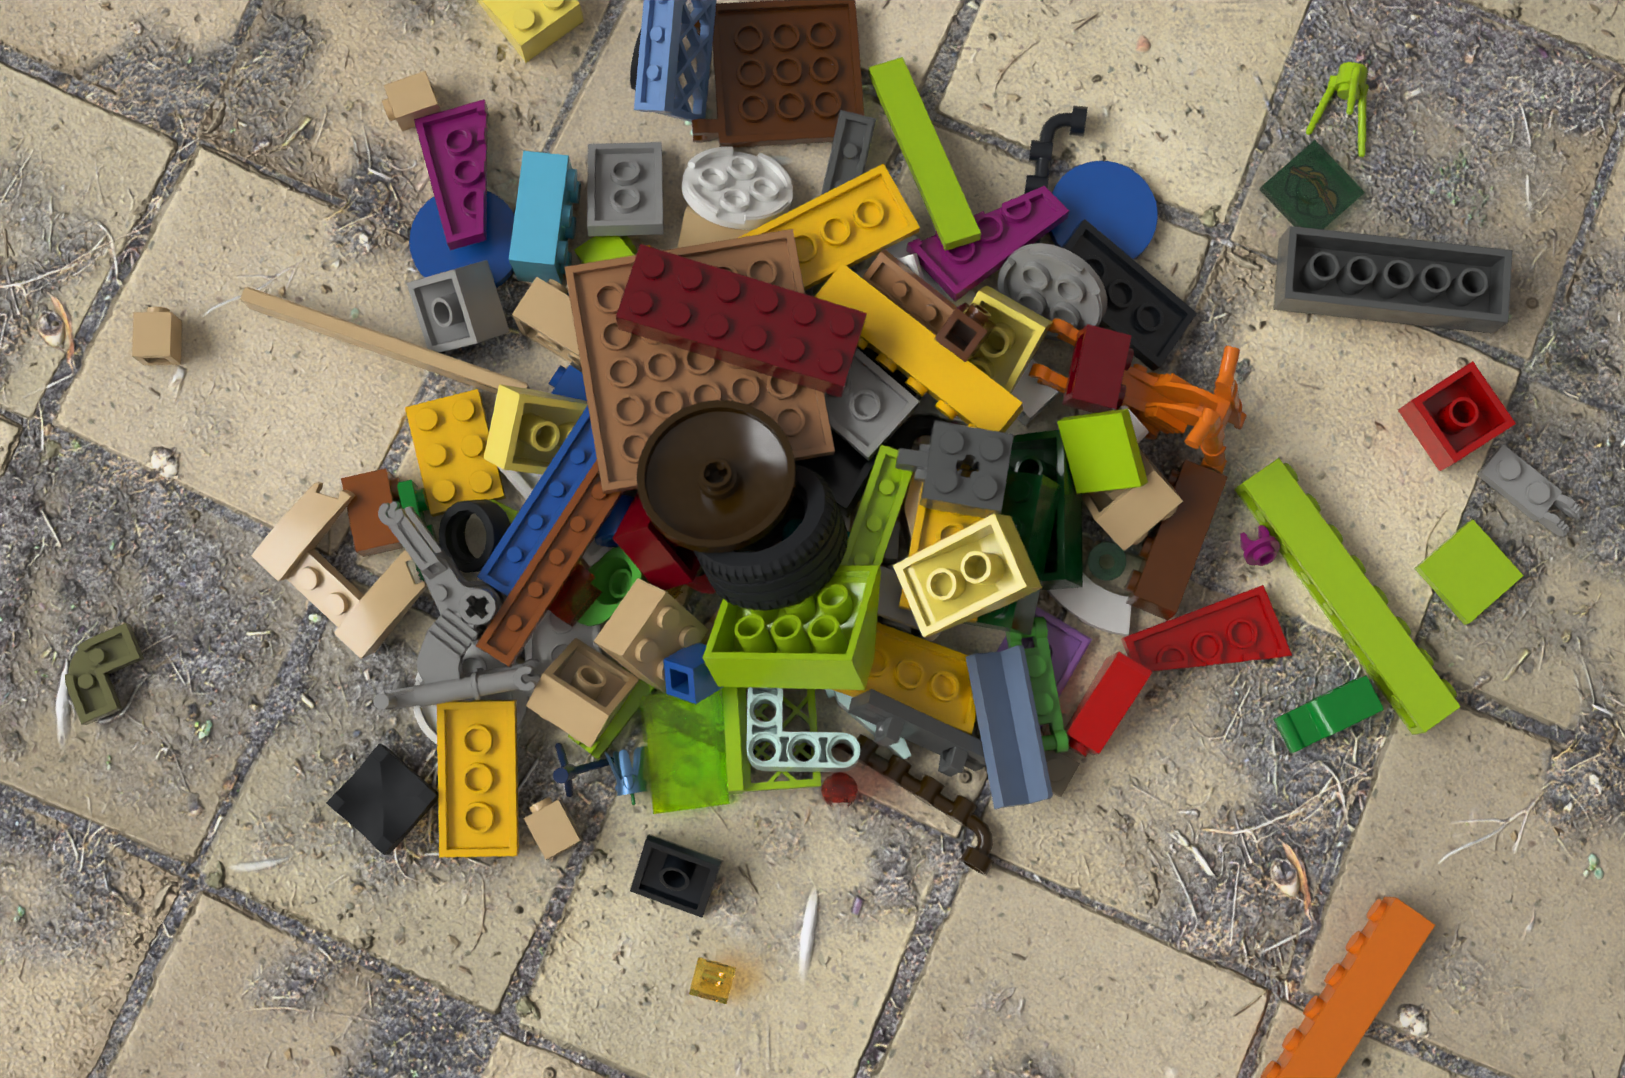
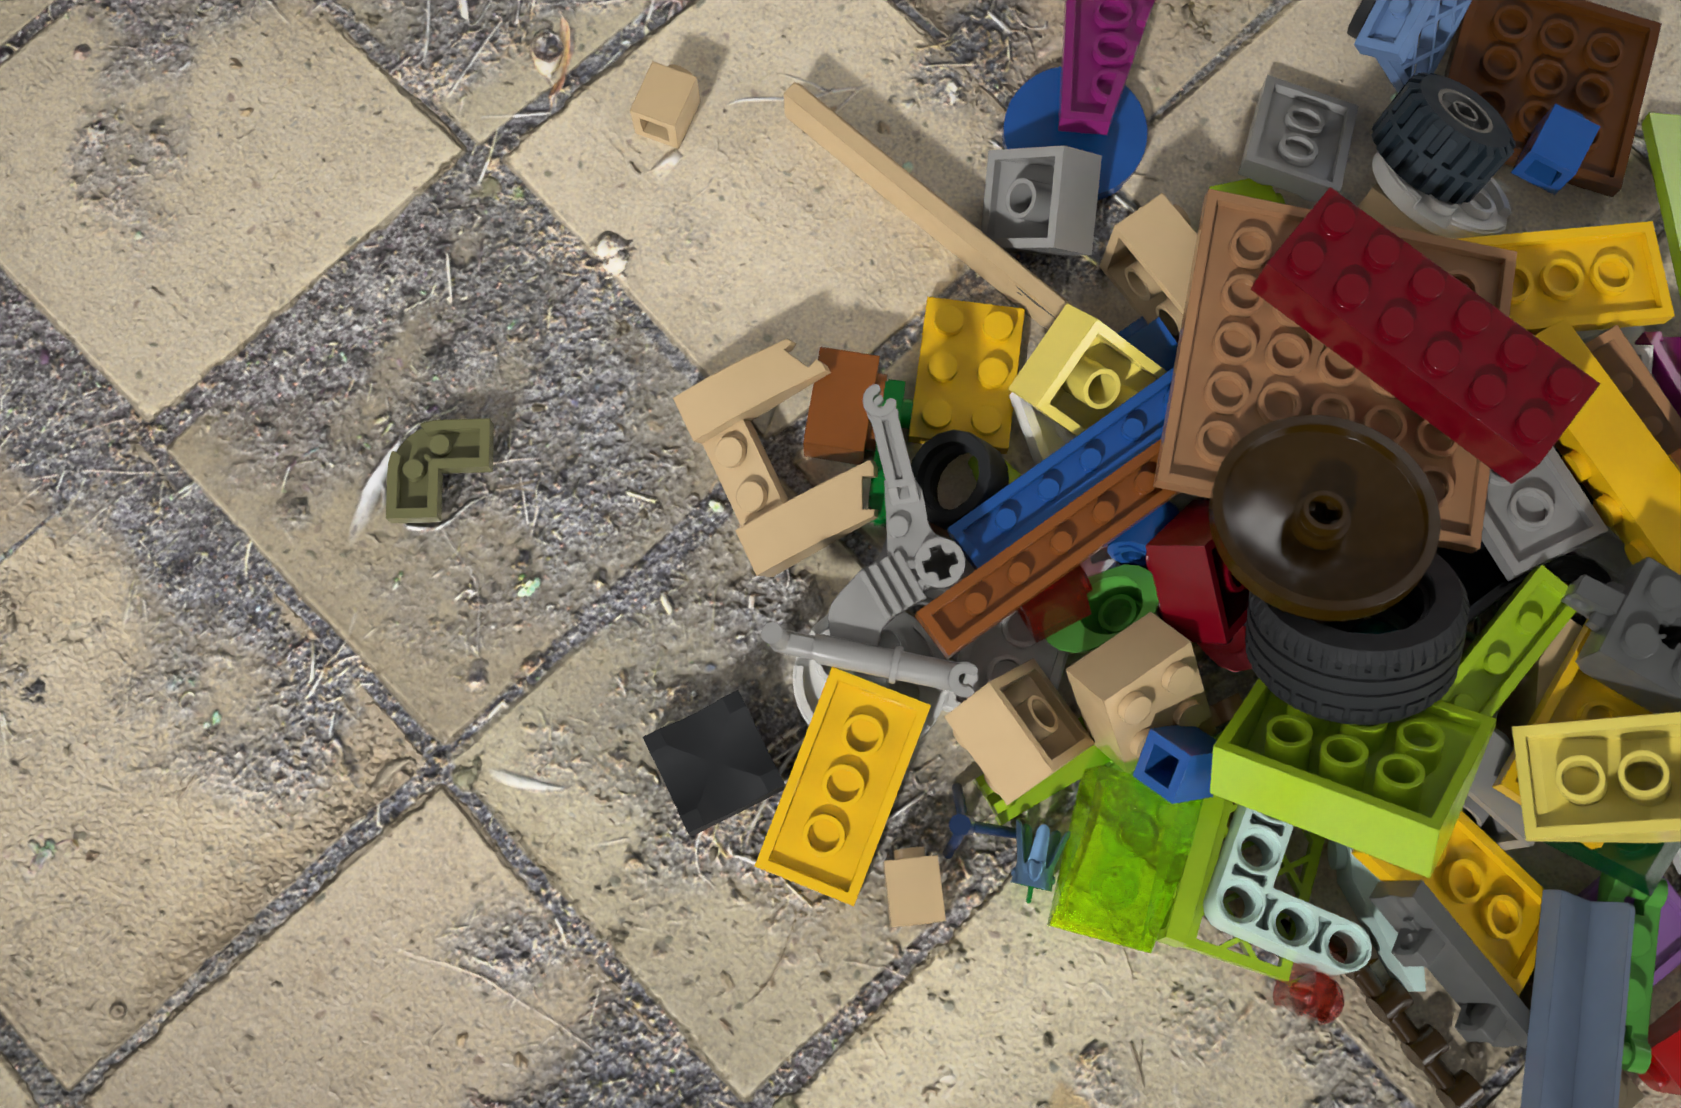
camera: 30 degrees right, 5 degrees down
(544, 217) = (1191, 130): medium azure brick -> none
(675, 875) = (1051, 1019): black slope -> none
(720, 156) = (1442, 138): none -> black wheel
(806, 127) = (1555, 149): none -> blue brick
(848, 149) = (1598, 191): dark grey tile -> none

